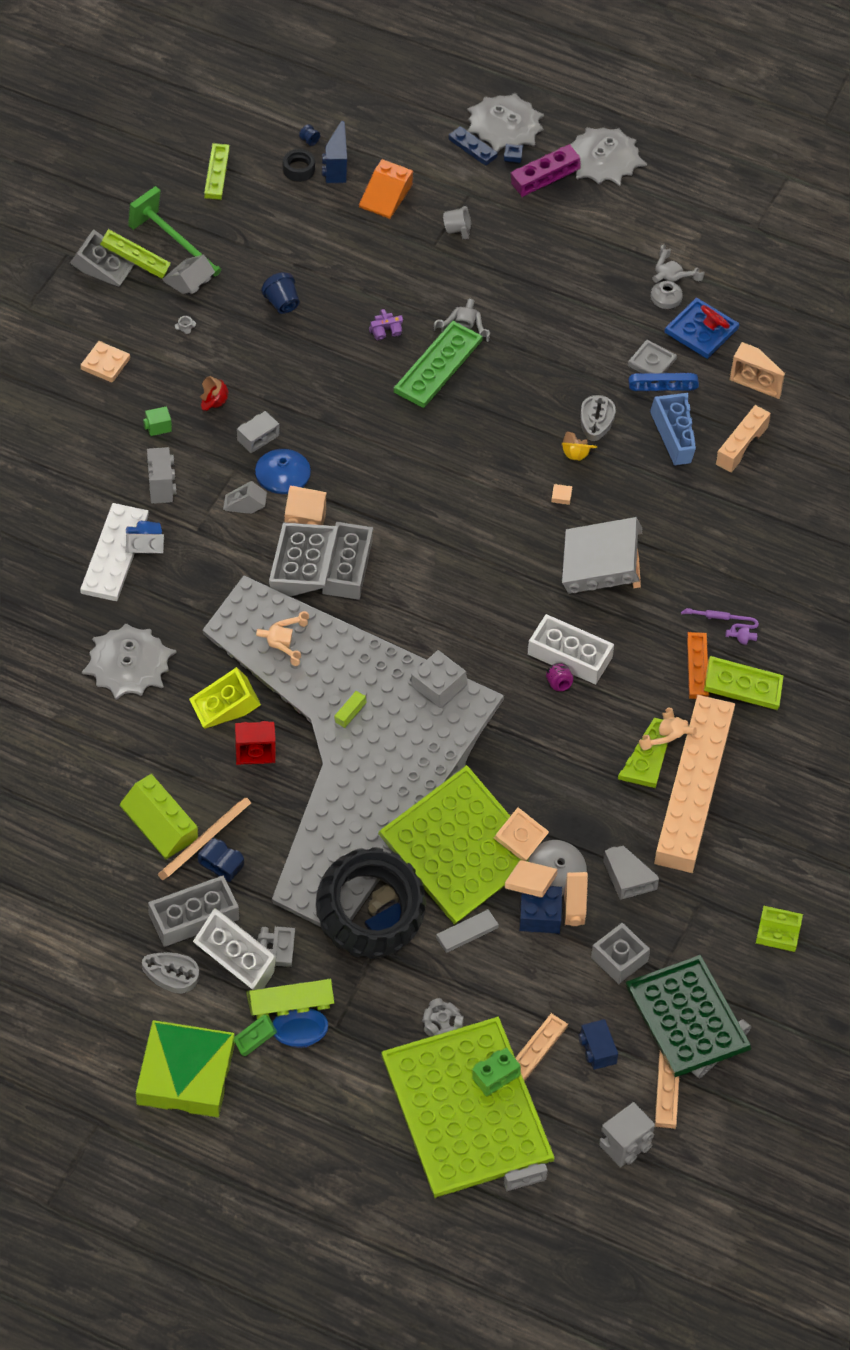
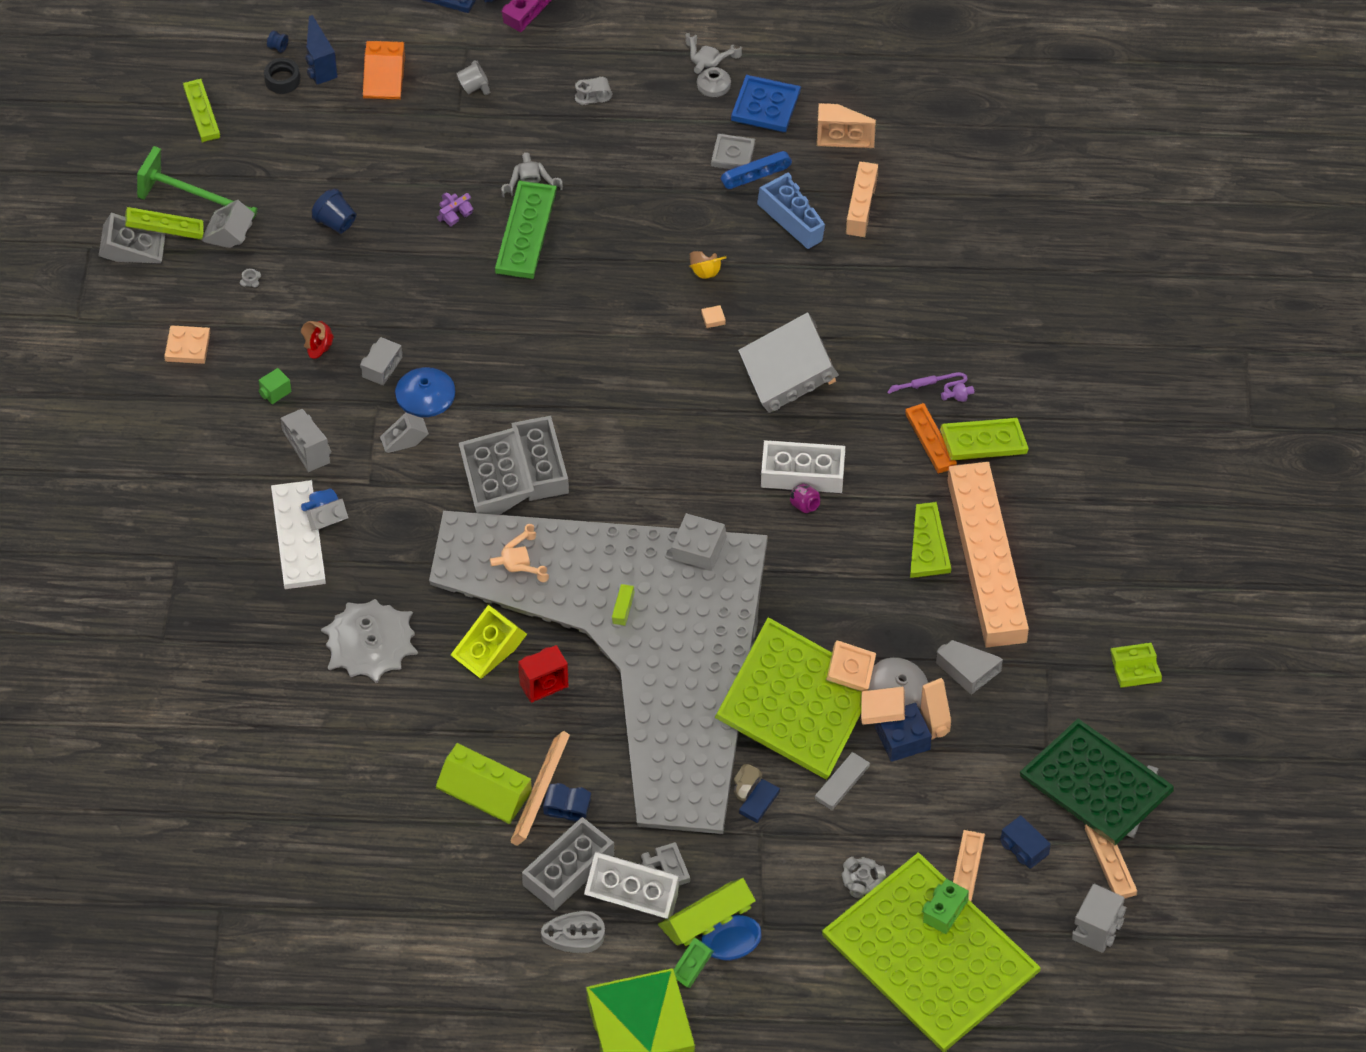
camera: 20 degrees left, 0 degrees up
(305, 506) = (471, 419): light nougat slope -> none
(394, 872) = (767, 755): black tyre -> none
(530, 1175) = (1025, 993): light grey plate -> none
(558, 266) = (594, 90): none -> light grey piece
(605, 419) = (702, 234): light grey piece -> none
(620, 953) = (1002, 745): light grey brick -> none
(669, 727) = (940, 508): light nougat piece -> none
(713, 318) = (775, 90): red piece -> none

